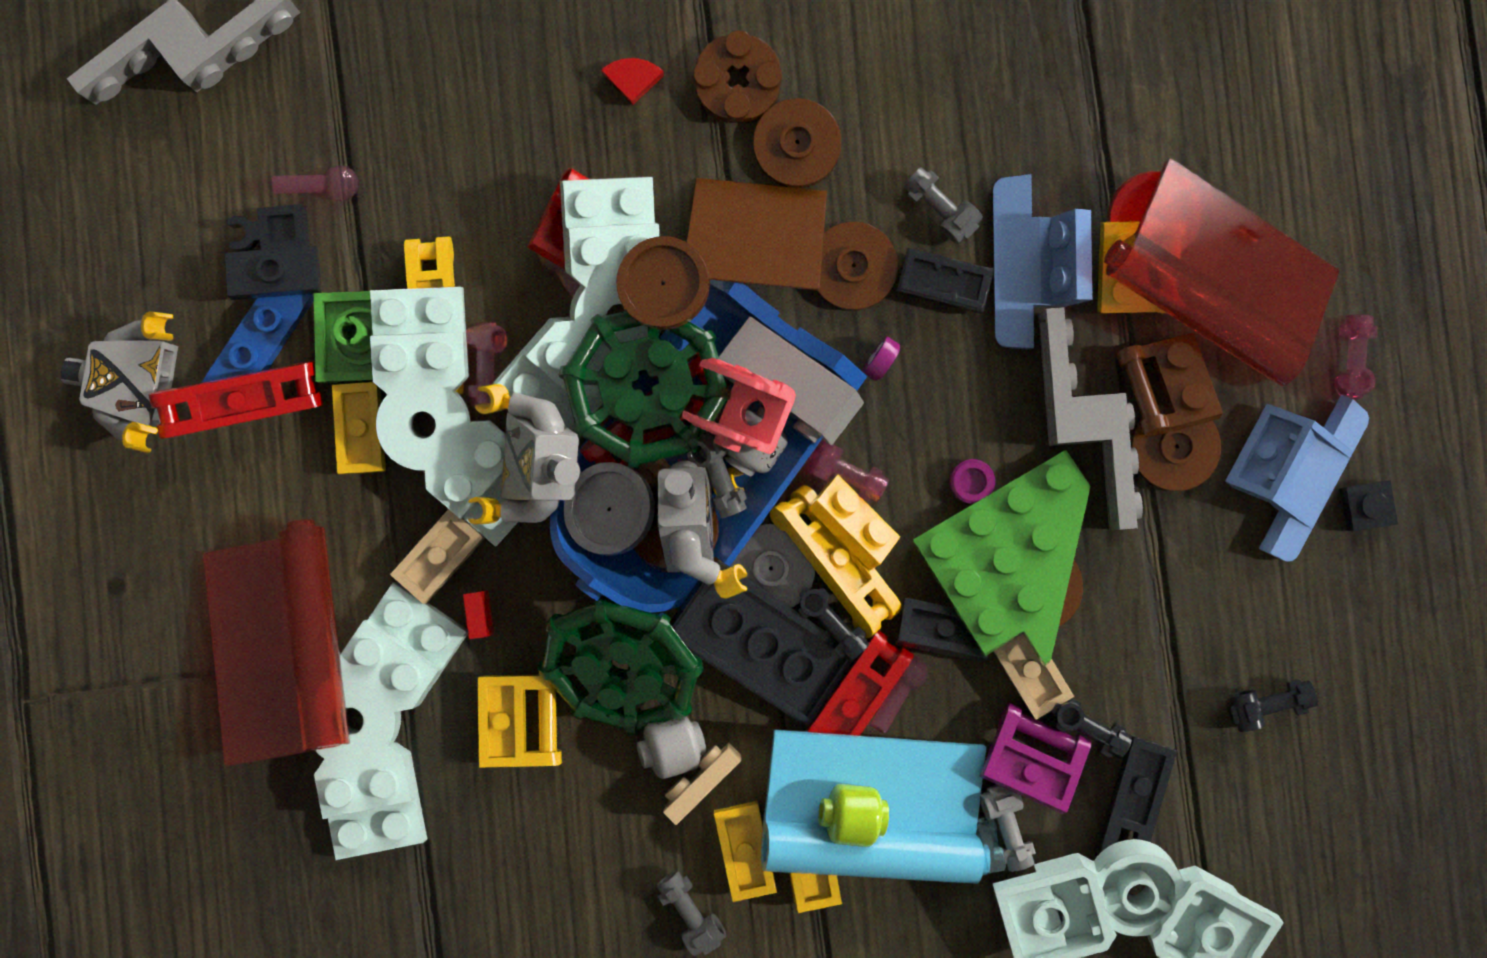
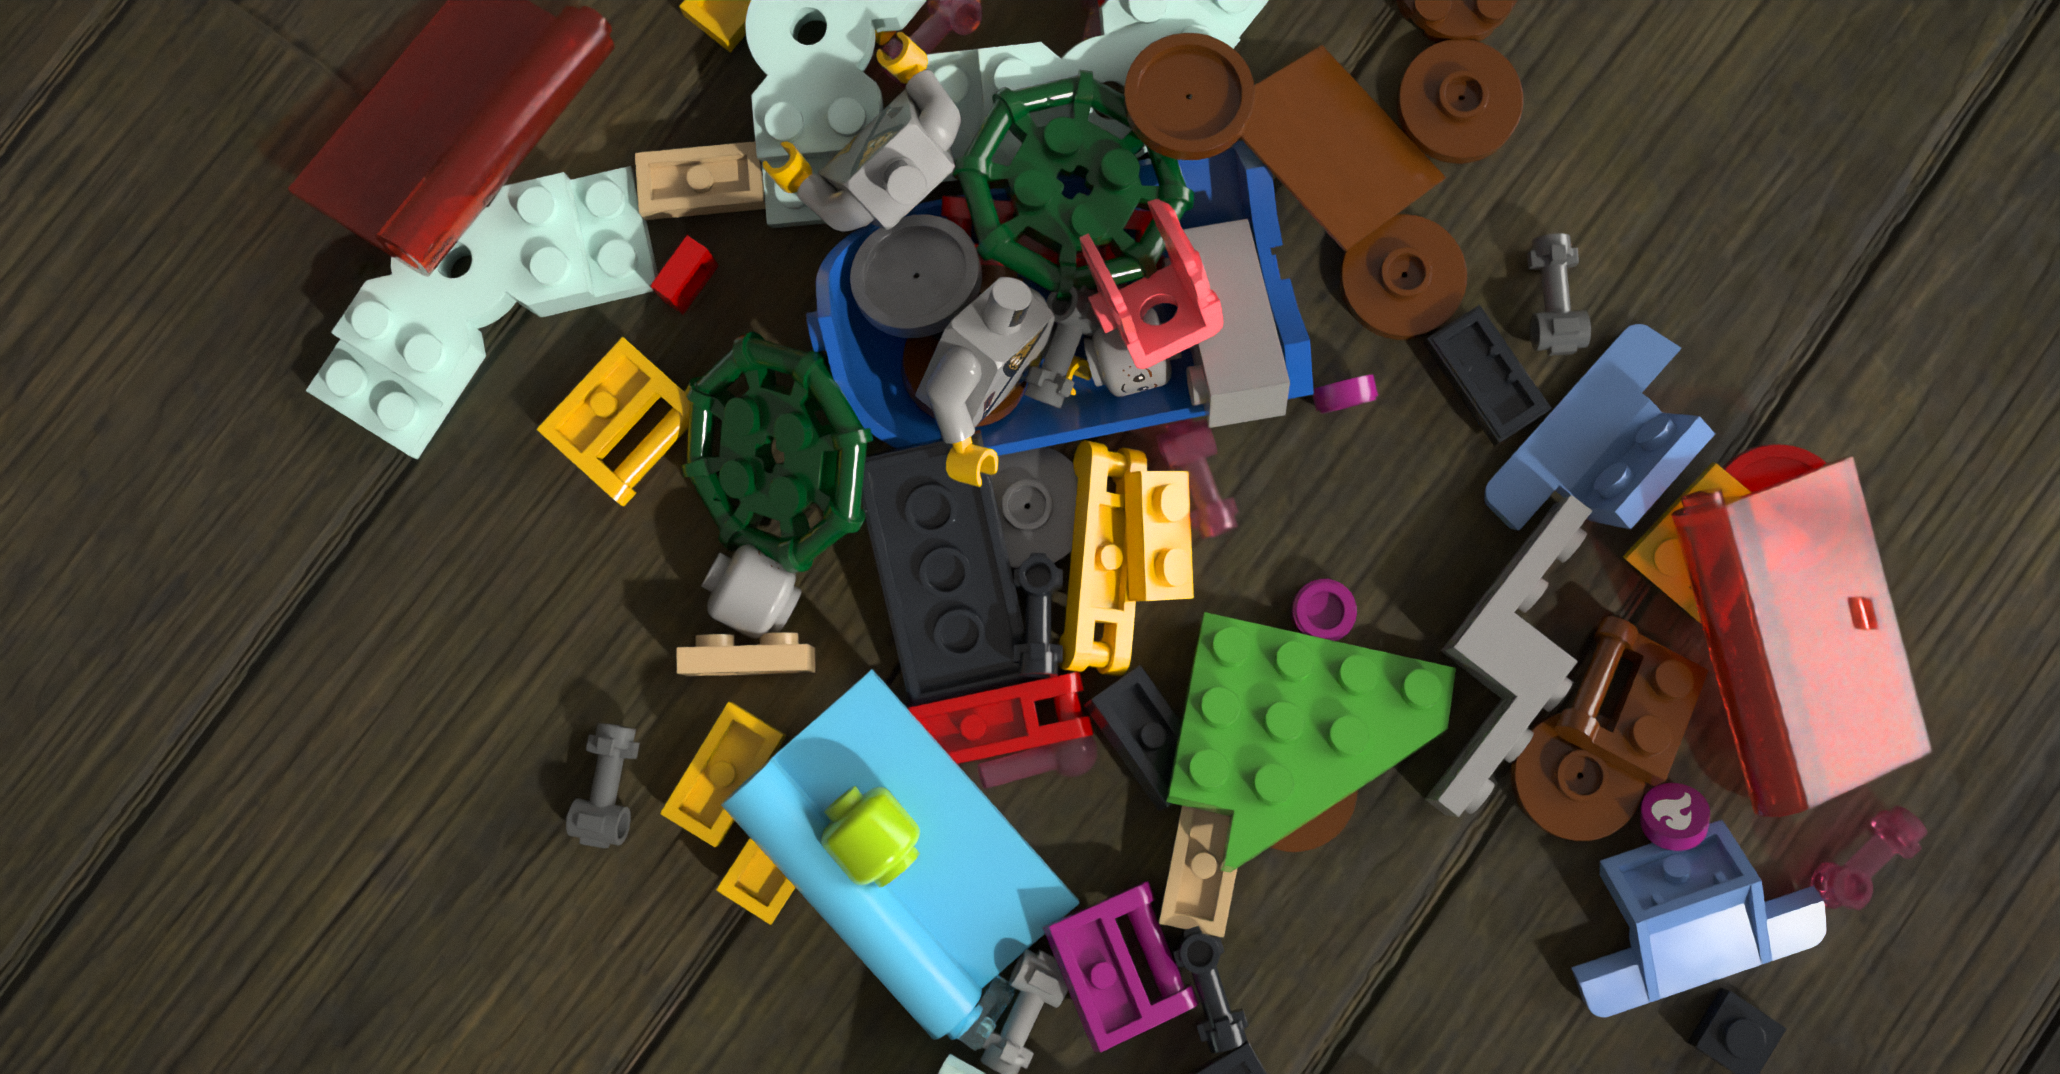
camera: 45 degrees right, 5 degrees down
(1242, 424) = (1675, 816): none -> magenta tile

